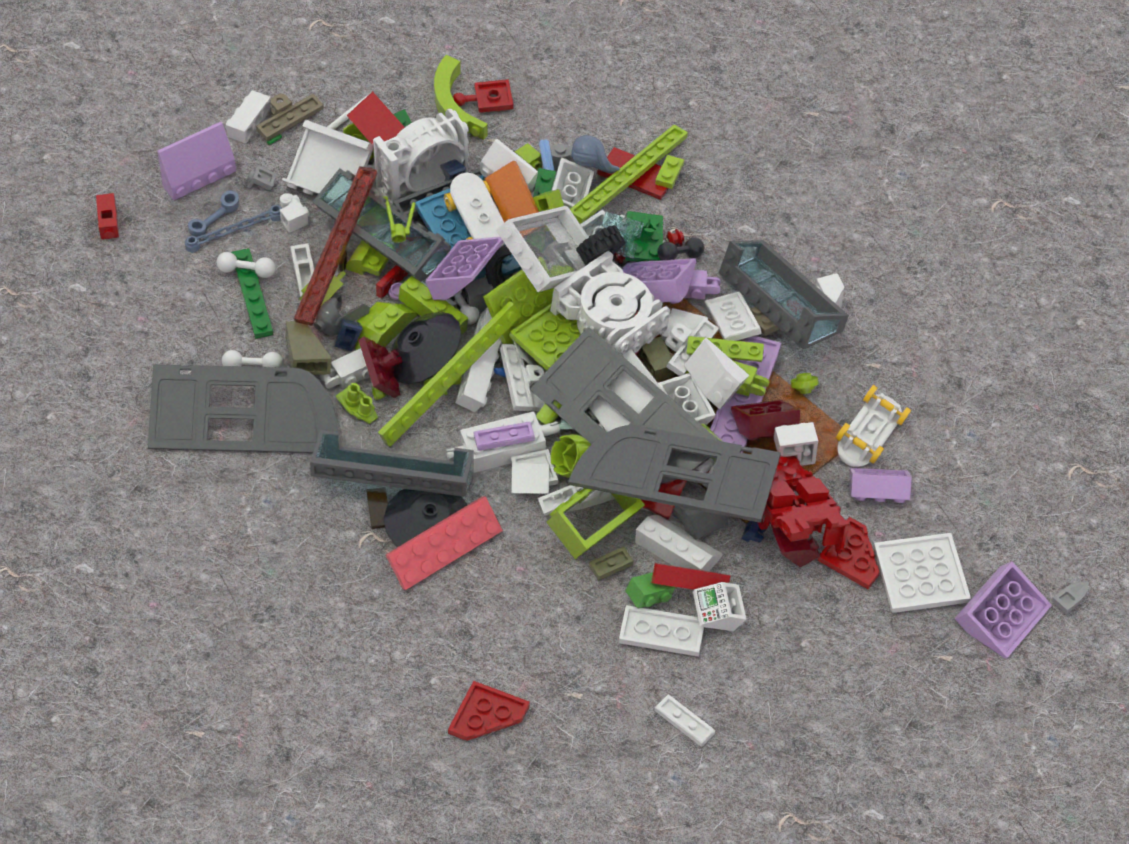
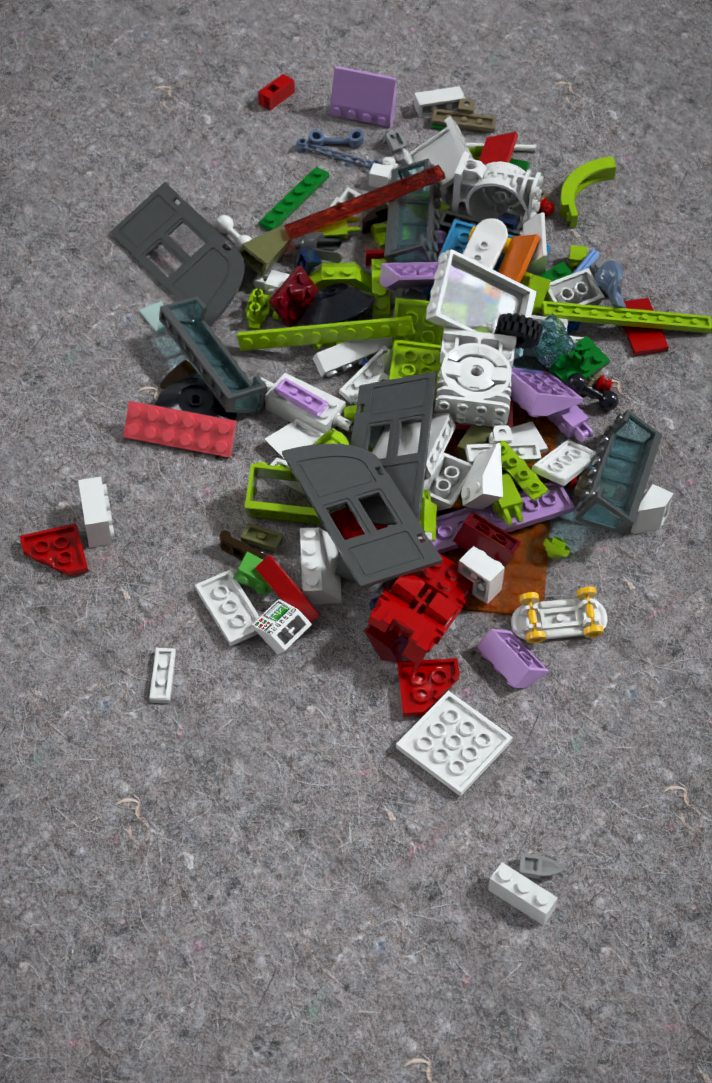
camera: 50 degrees right, 0 degrees up
(228, 262) = (317, 187): white piece -> none
(288, 478) = (151, 314): none -> light aqua slope
(398, 231) = (415, 225): lime plant -> none
(480, 657) = (96, 512): none -> white brick
(482, 96) = (604, 203): red plate -> none
(609, 586) = (237, 548): none -> dark brown plate
(669, 171) = (662, 341): lime plate -> none
(1003, 610) = (473, 826): lavender slope -> none
(1087, 620) = (522, 893): none -> white brick

